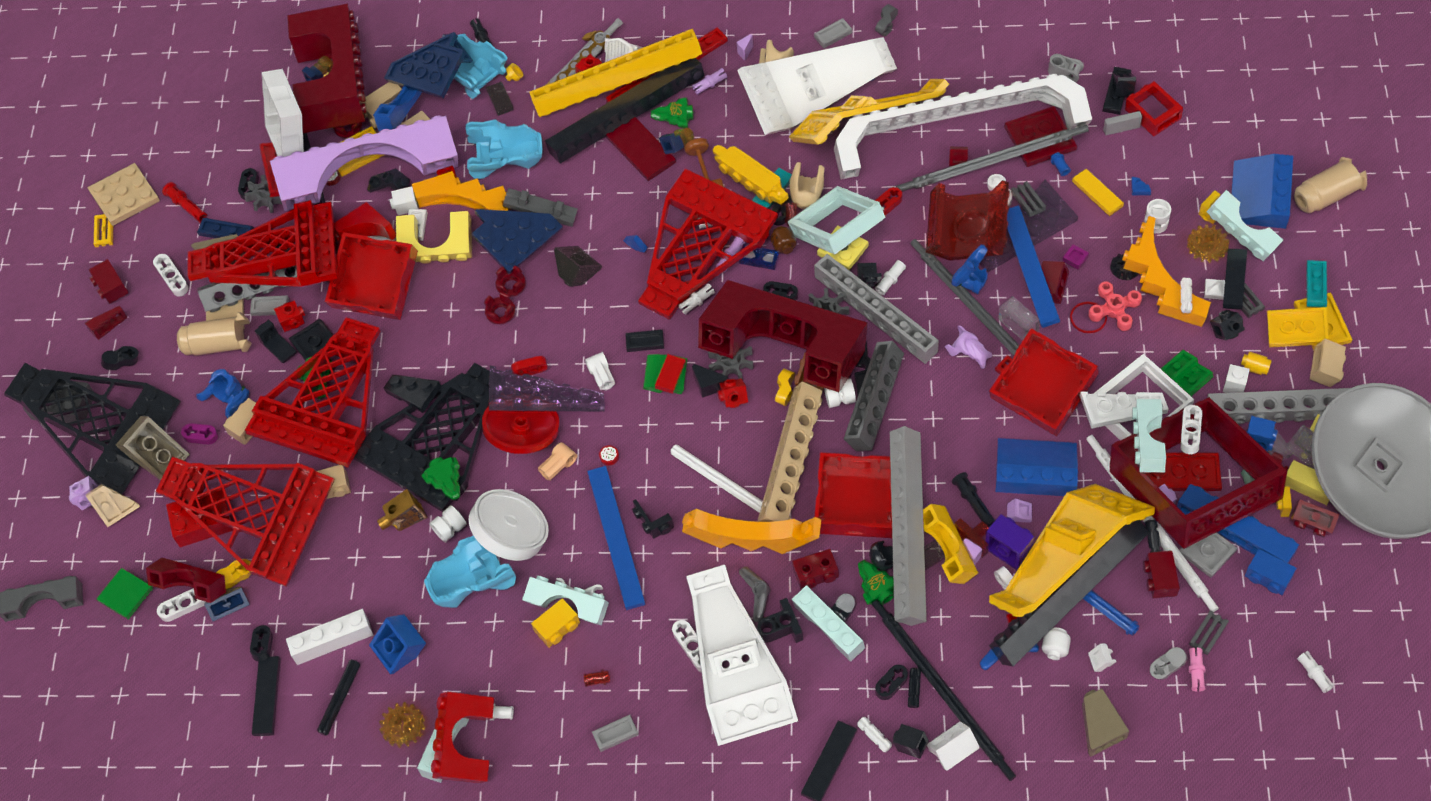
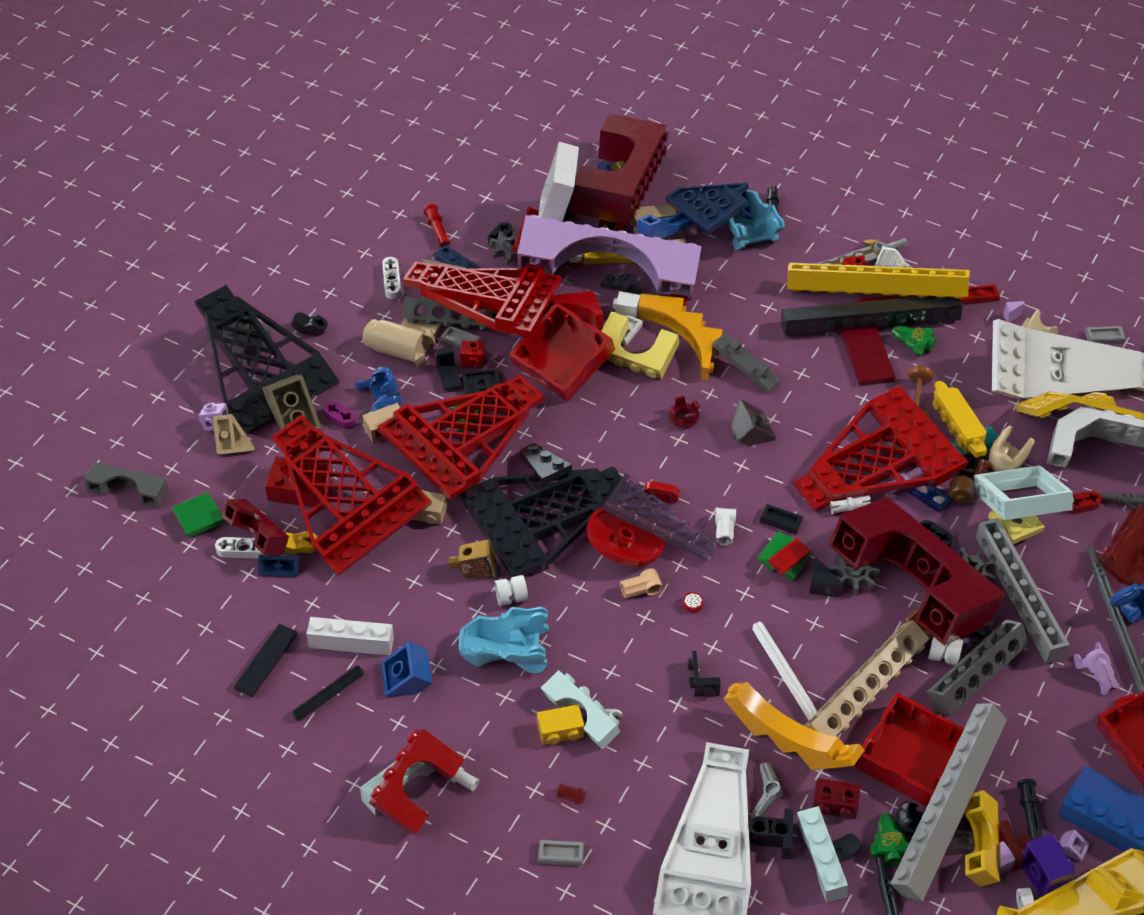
camera: 20 degrees right, 10 degrees down
(104, 241) = (357, 226): yellow tile -> none
(105, 322) = (307, 293): dark red slope -> none
(108, 281) = (335, 258): dark red brick -> none
(123, 194) = (390, 198): tan plate -> none
(265, 643) = (292, 614): black beam -> none
(411, 725) = (370, 745): clear yellow gear -> none
(444, 476) = (530, 545): green rock -> none
(493, 304) = (657, 425): dark red piece -> none
(499, 98) = (760, 260): clear smoke tile -> none
(502, 146) = (740, 297): medium azure animal -> none
(508, 524) = (564, 615): white brick -> none
(514, 72) = (784, 243): yellow tile -> none
(514, 235) = (708, 374): dark blue wing -> none
(616, 538) = (659, 679): blue tile -> none
(635, 243) = (818, 432): blue tile -> none
(674, 142) = (903, 361): dark blue leg -> none
(684, 642) = (672, 802): white beam -> none
(709, 81) = (963, 326): lavender pin -> none
(733, 393) = (840, 601): red brick -> none
(784, 382) = (896, 615): yellow piece -> none
(868, 274) = (1030, 556): black bracket -> none
(890, 277) = (1050, 570): white pin -> none

